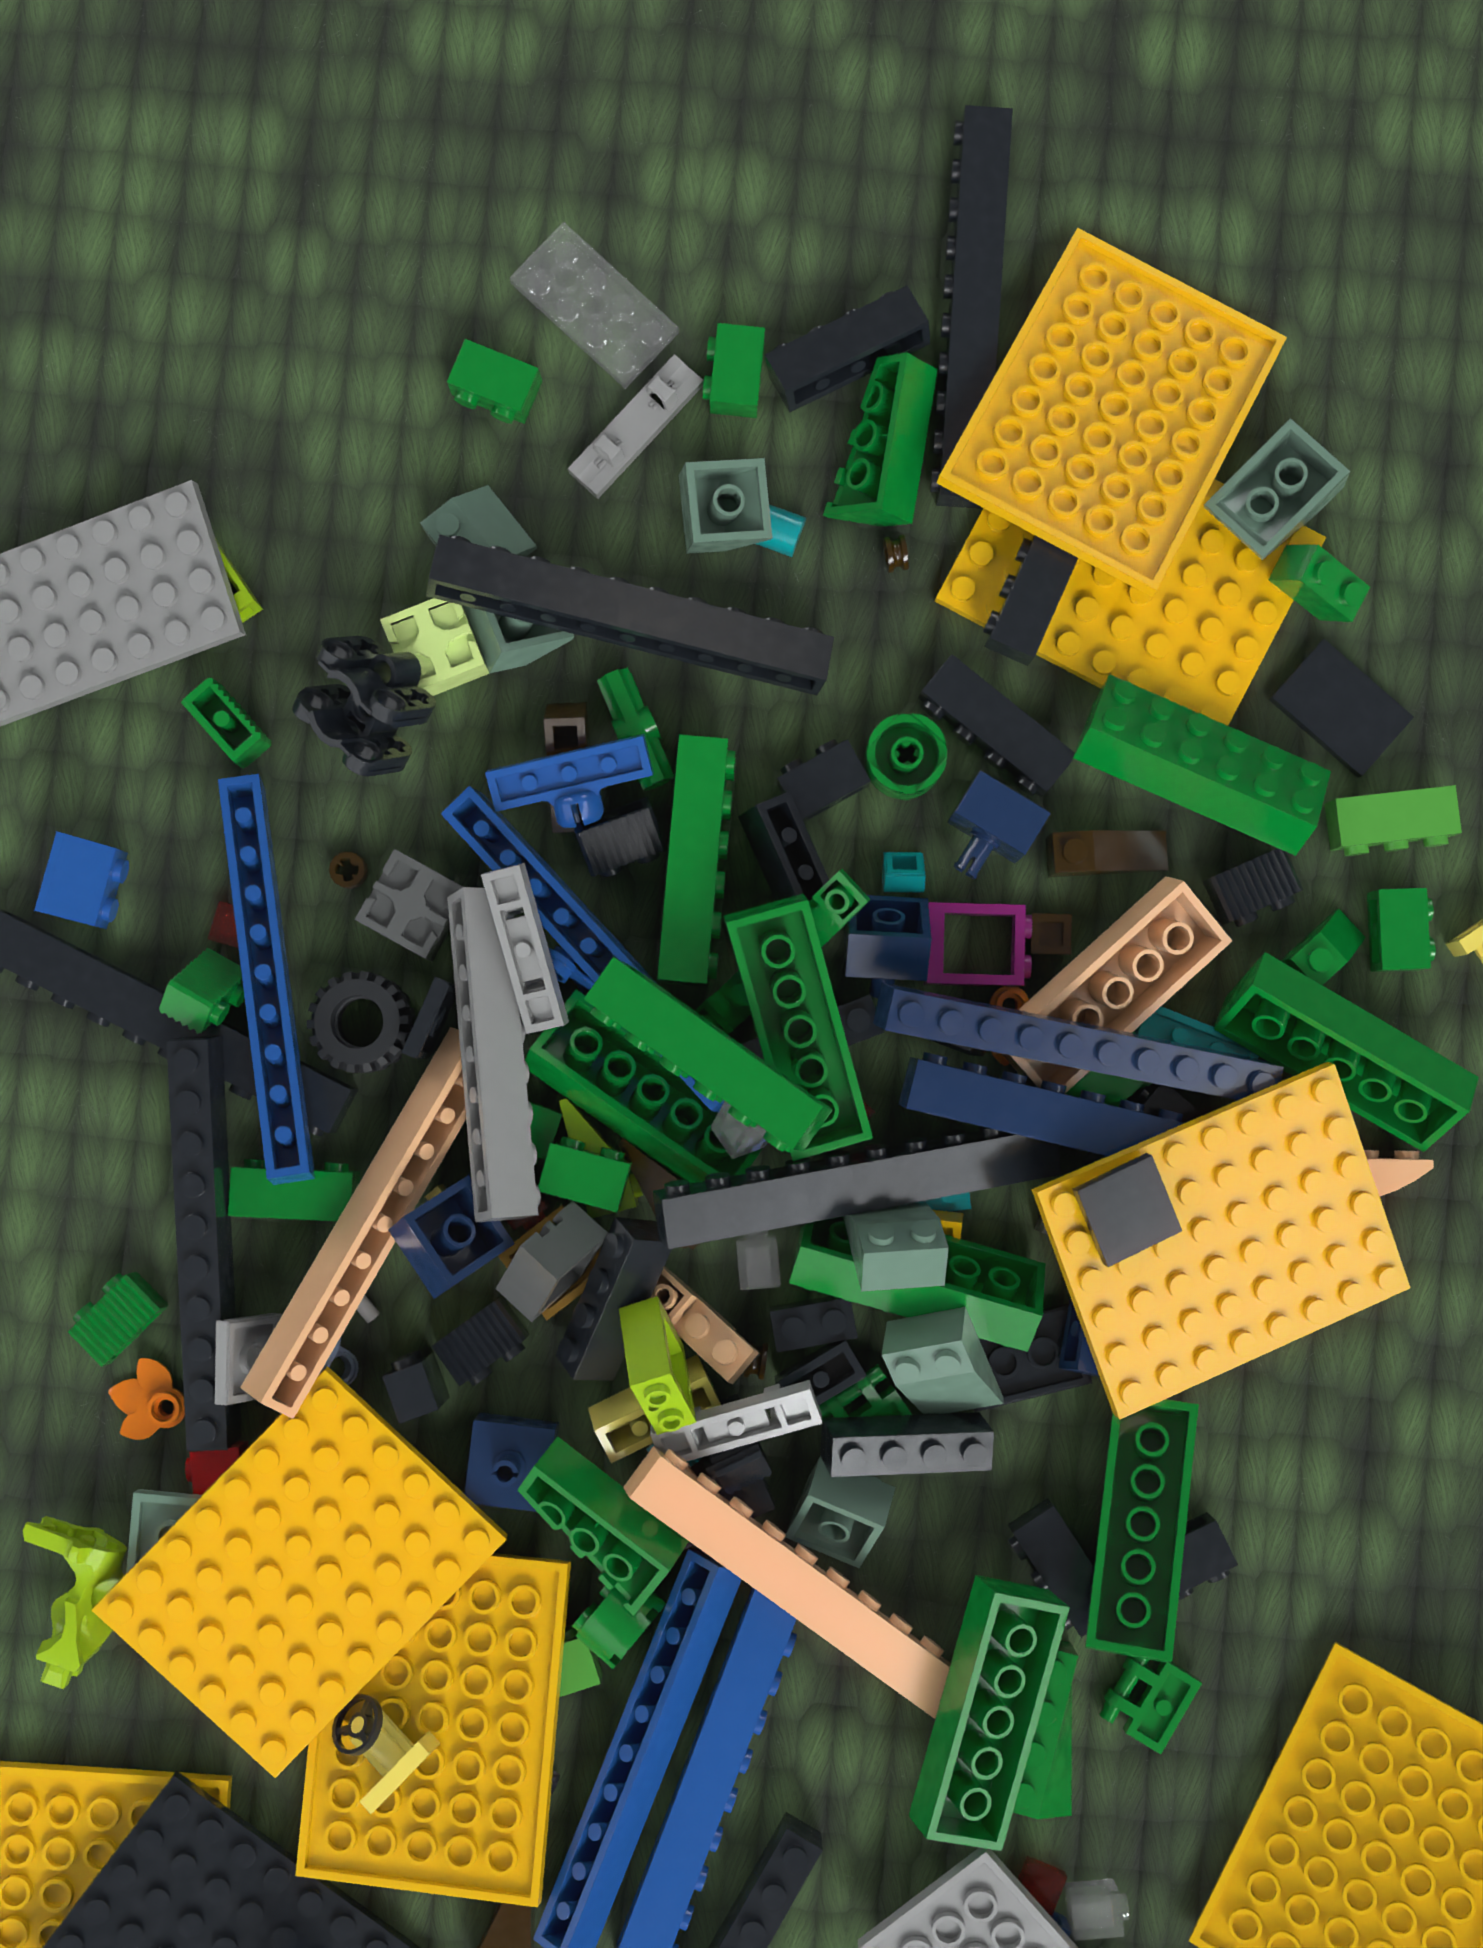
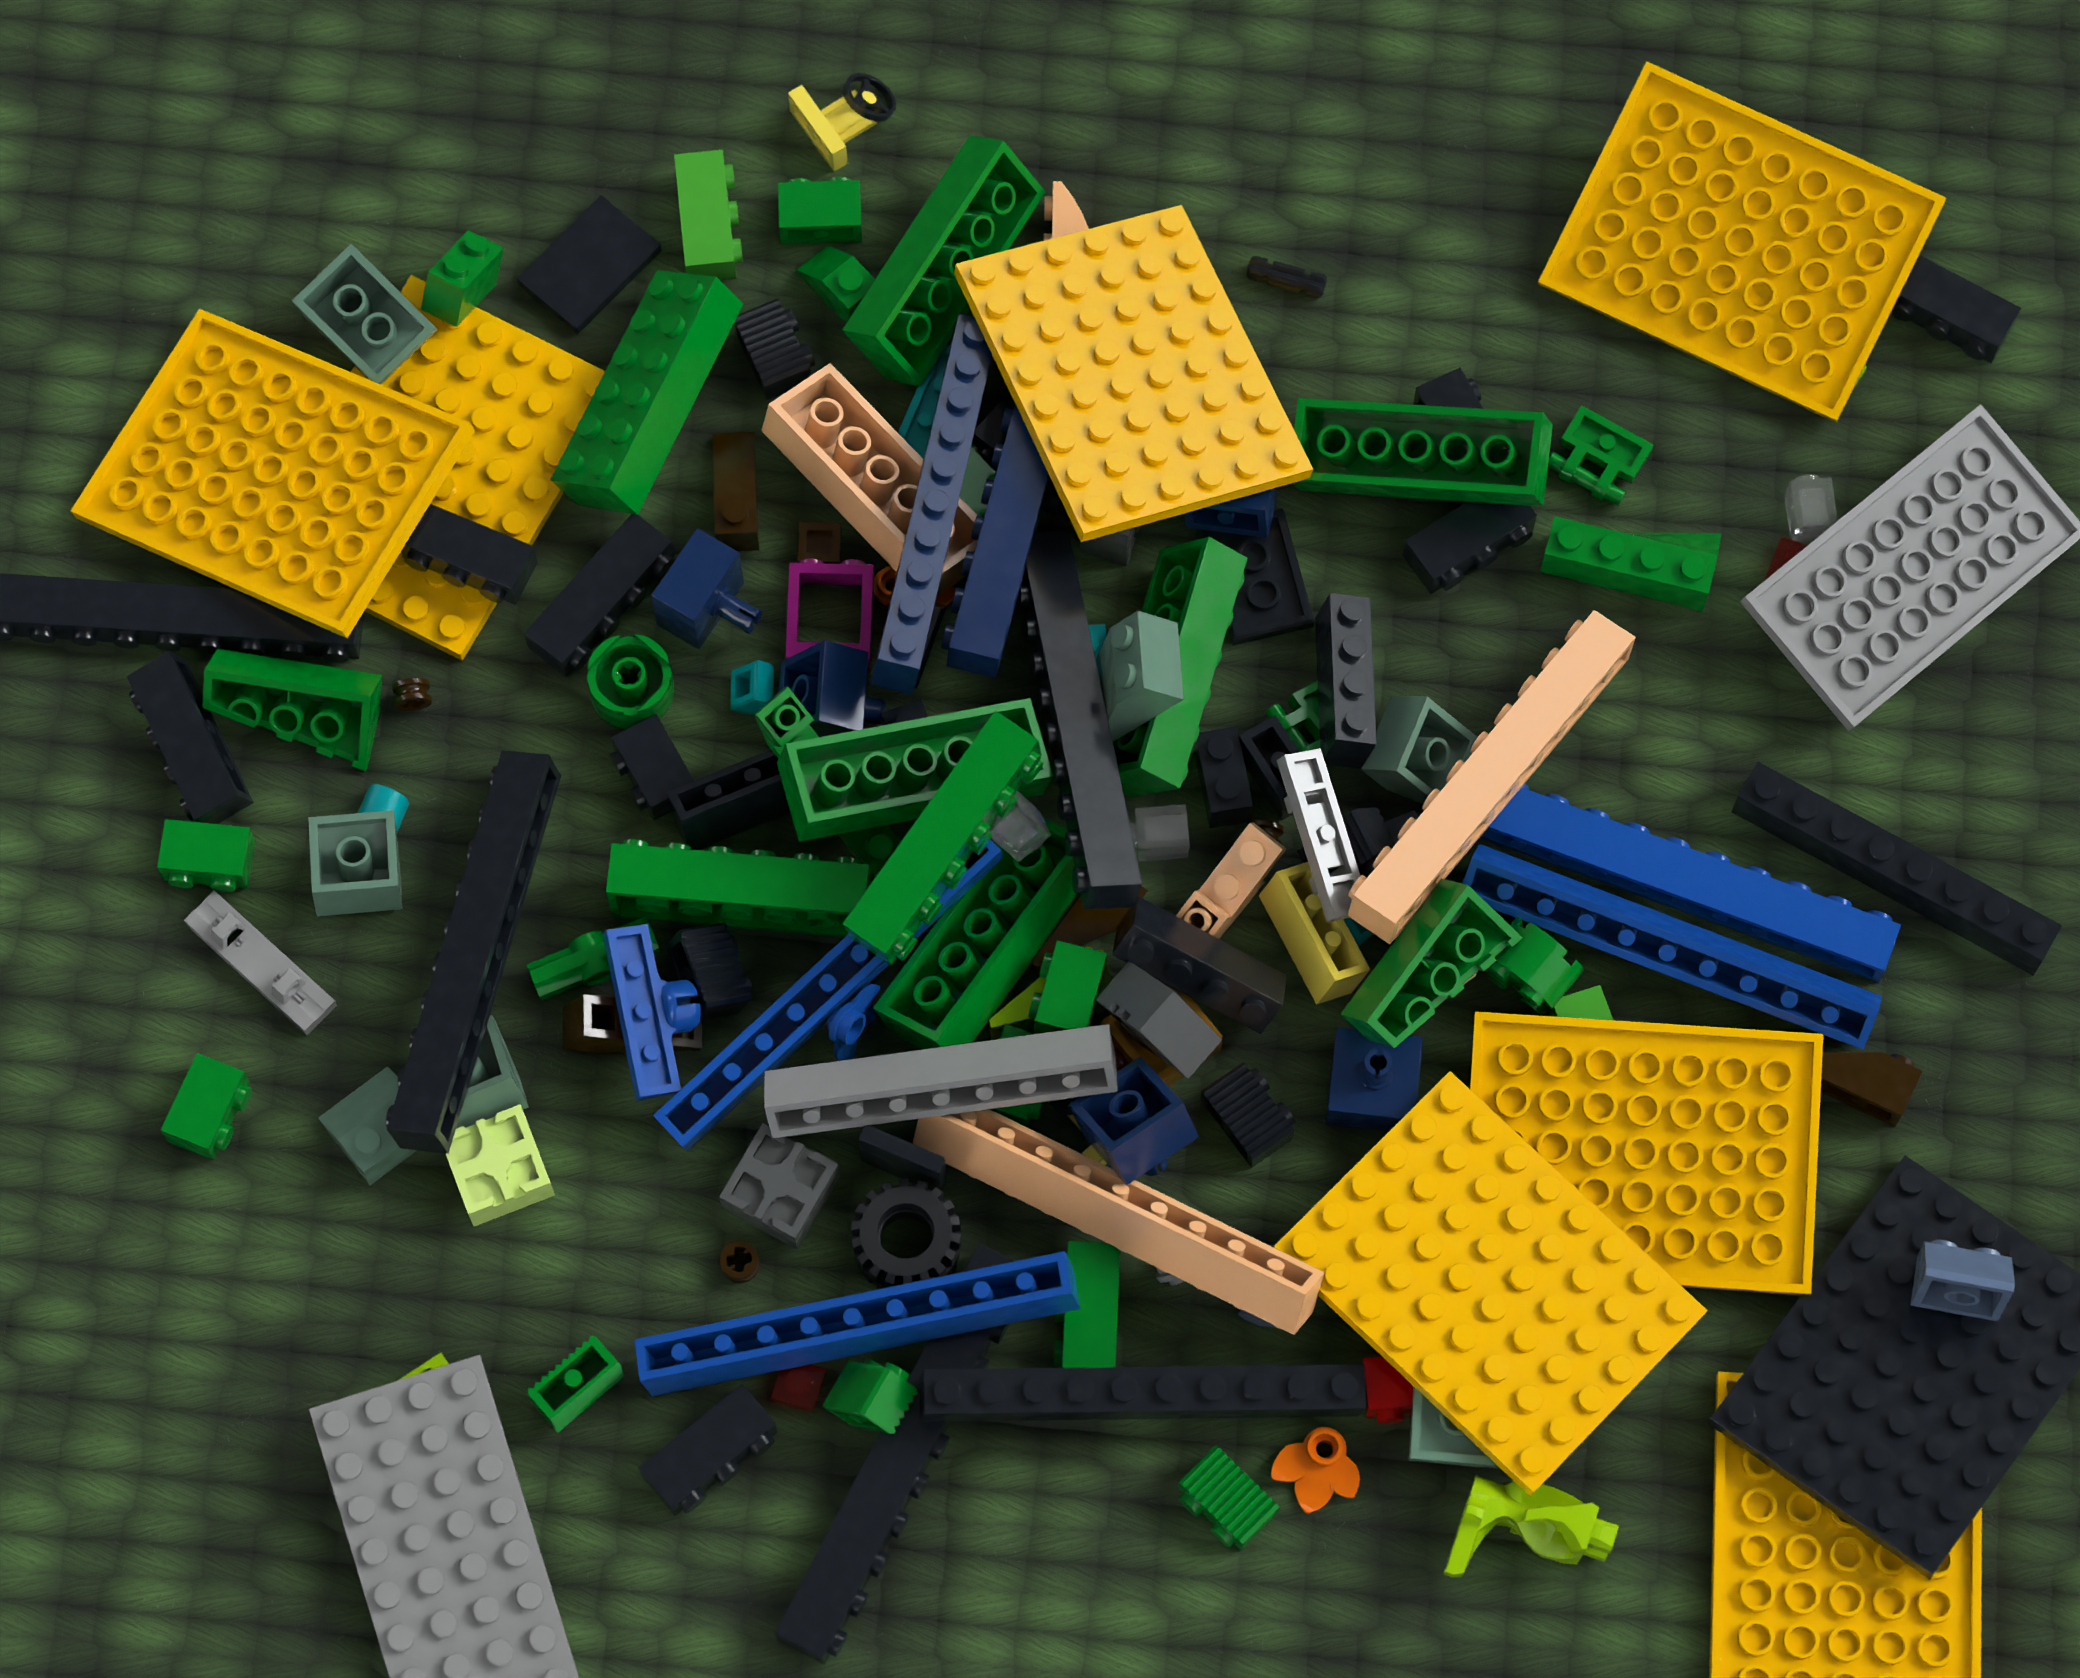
camera: 90 degrees left, 15 degrees down
(82, 881) = (748, 1536): blue slope -> none
(168, 845) = (709, 1451): none -> black brick
(237, 1349) = (1266, 1348): light grey tile -> none
(372, 706) = (563, 1265): black piece -> none
(382, 1746) = (1671, 1197): light yellow piece -> none
(415, 1385) = (1293, 1172): black brick -> none
(525, 948) = (830, 1041): light grey hinge -> none
(594, 305) = (125, 1003): clear plate -> none
(657, 1365) = (1264, 910): lime window -> none
(940, 1362) = (1260, 641): sand green slope -> none
(988, 1713) = (1609, 595): green brick -> none
(1127, 1209) = (1100, 449): black tile -> none
(1338, 1390) = (1286, 276): none -> black axle

